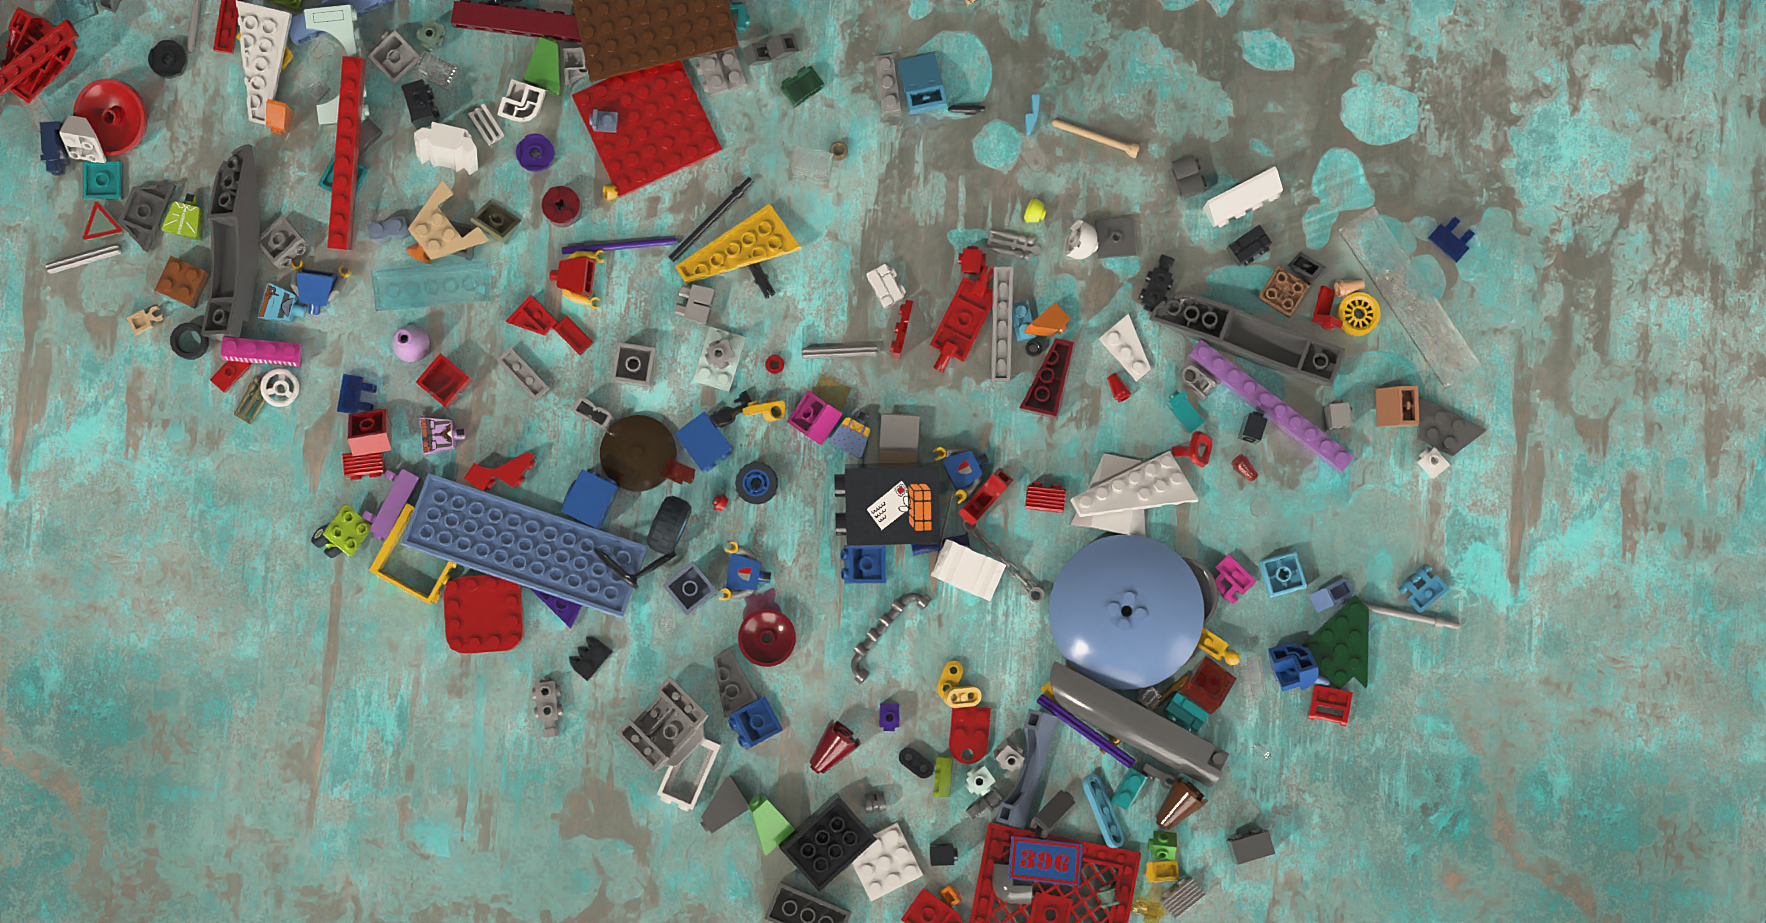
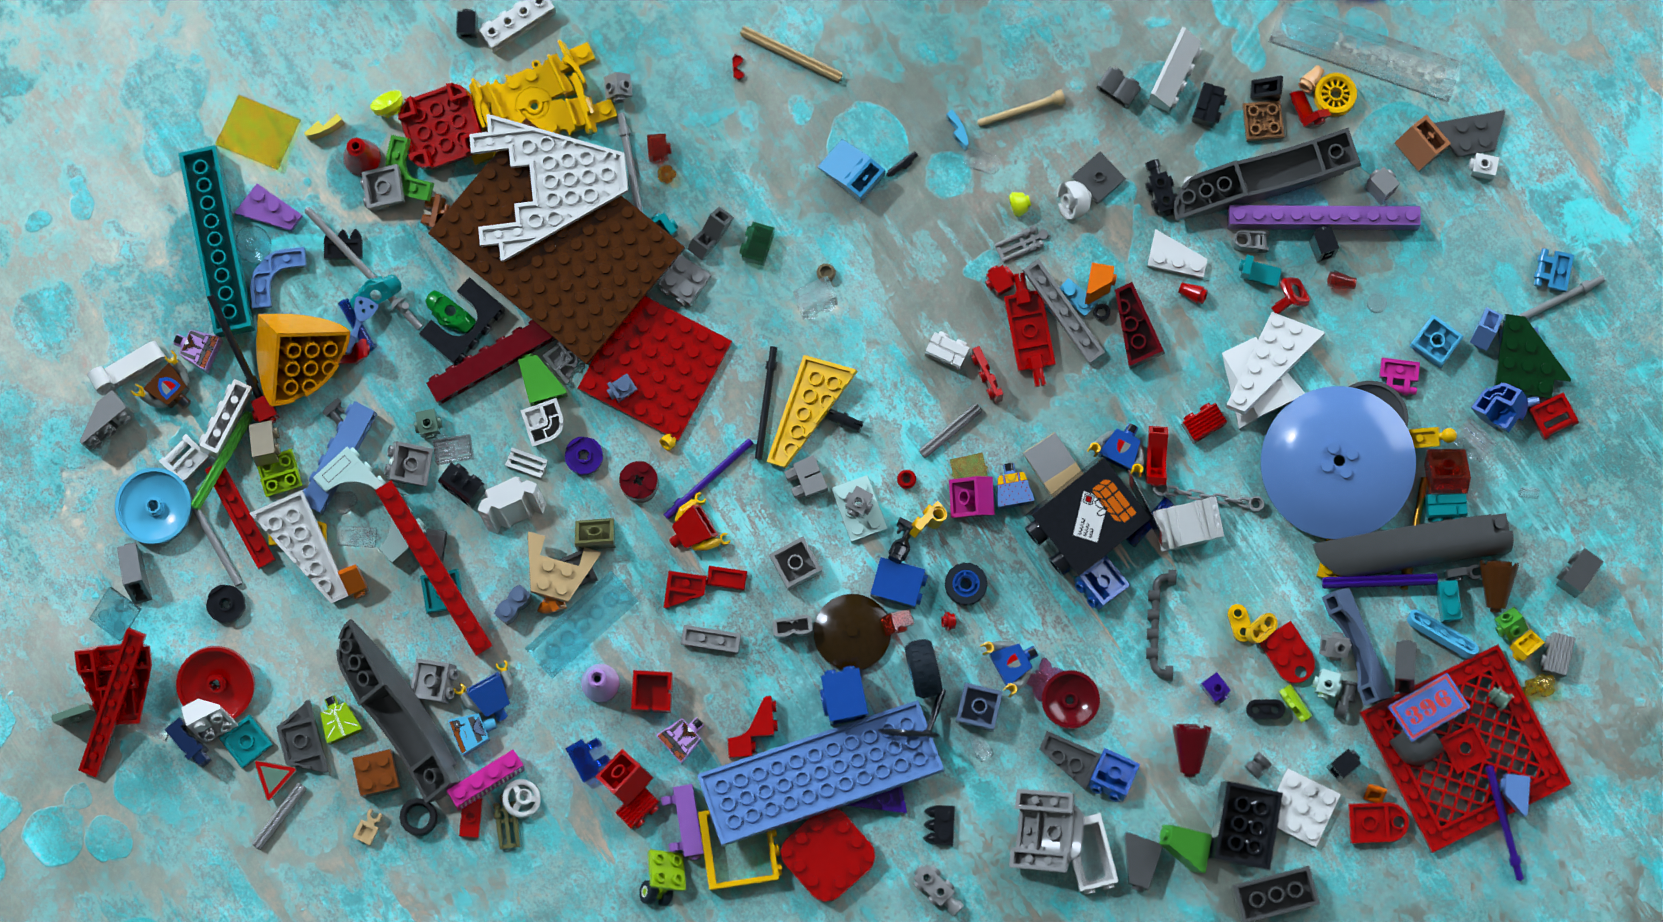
camera: 30 degrees left, 5 degrees down
(887, 83) = (823, 191): light grey plate -> none
(1148, 697) = (1407, 516): light grey gear -> none

